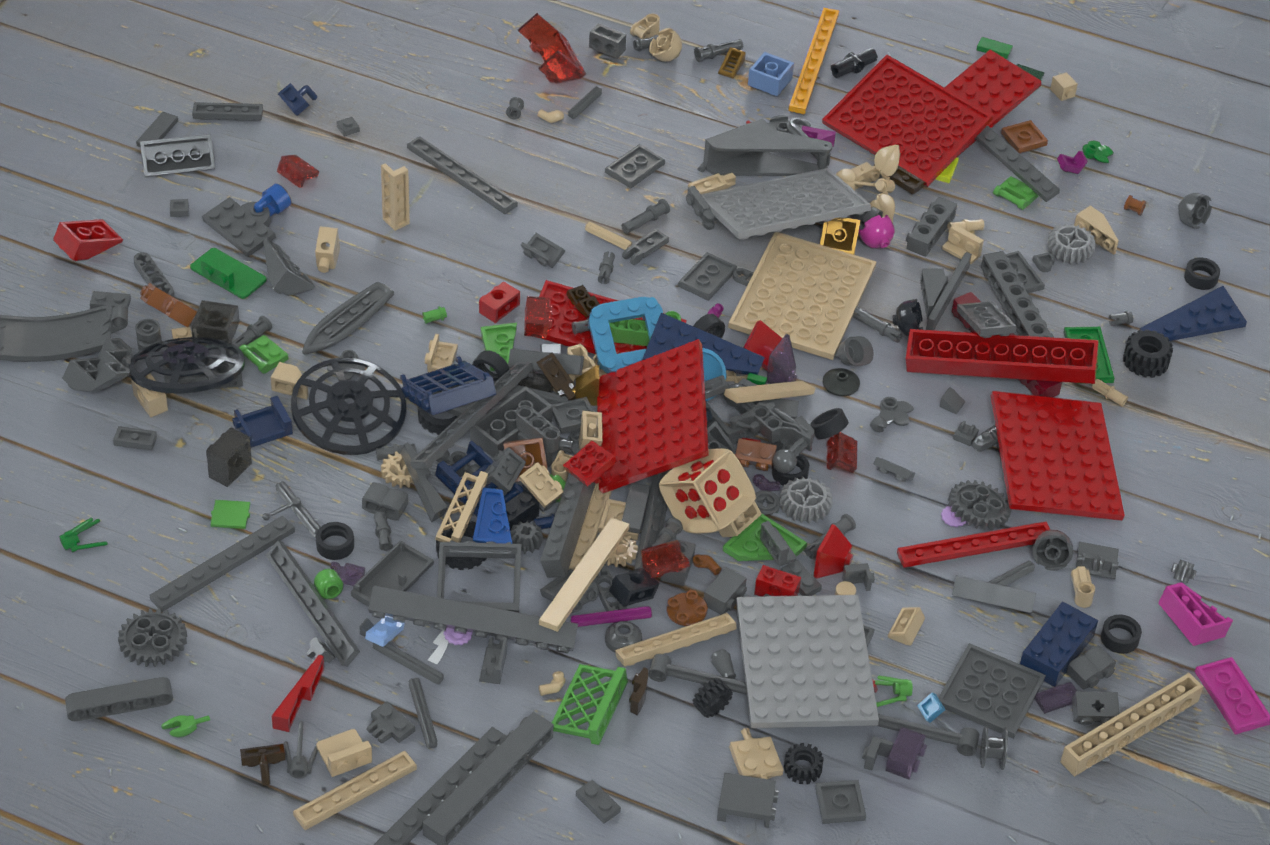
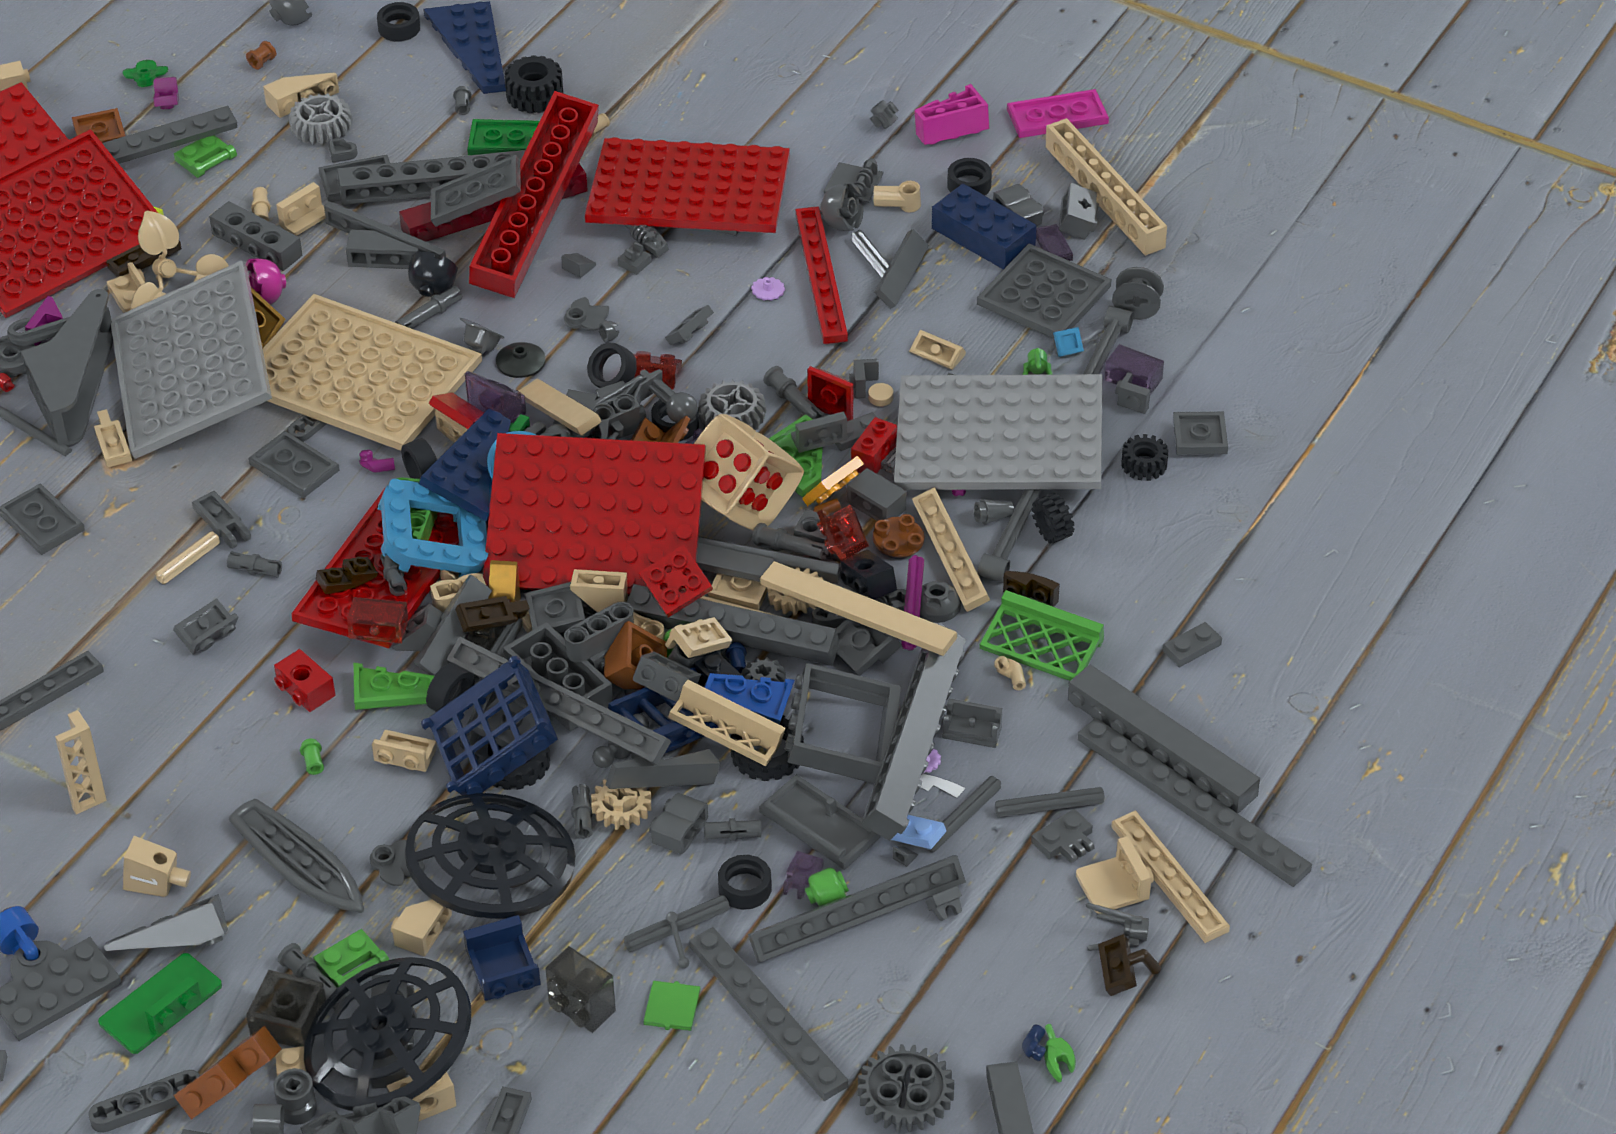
camera: 80 degrees left, 0 degrees up
(194, 708) = (1031, 1043): none -> dark blue arm
(304, 689) = (1005, 917): red slope -> none
(651, 213) = (172, 531): dark grey pin -> none
(700, 207) = (158, 453): dark grey hinge -> none
(728, 559) = (833, 482): none -> light orange plate
(747, 798) = (1198, 509): dark grey panel -> none
(756, 756) = (1134, 498): tan plate -> none
(979, 505) = (761, 260): dark grey gear -> none

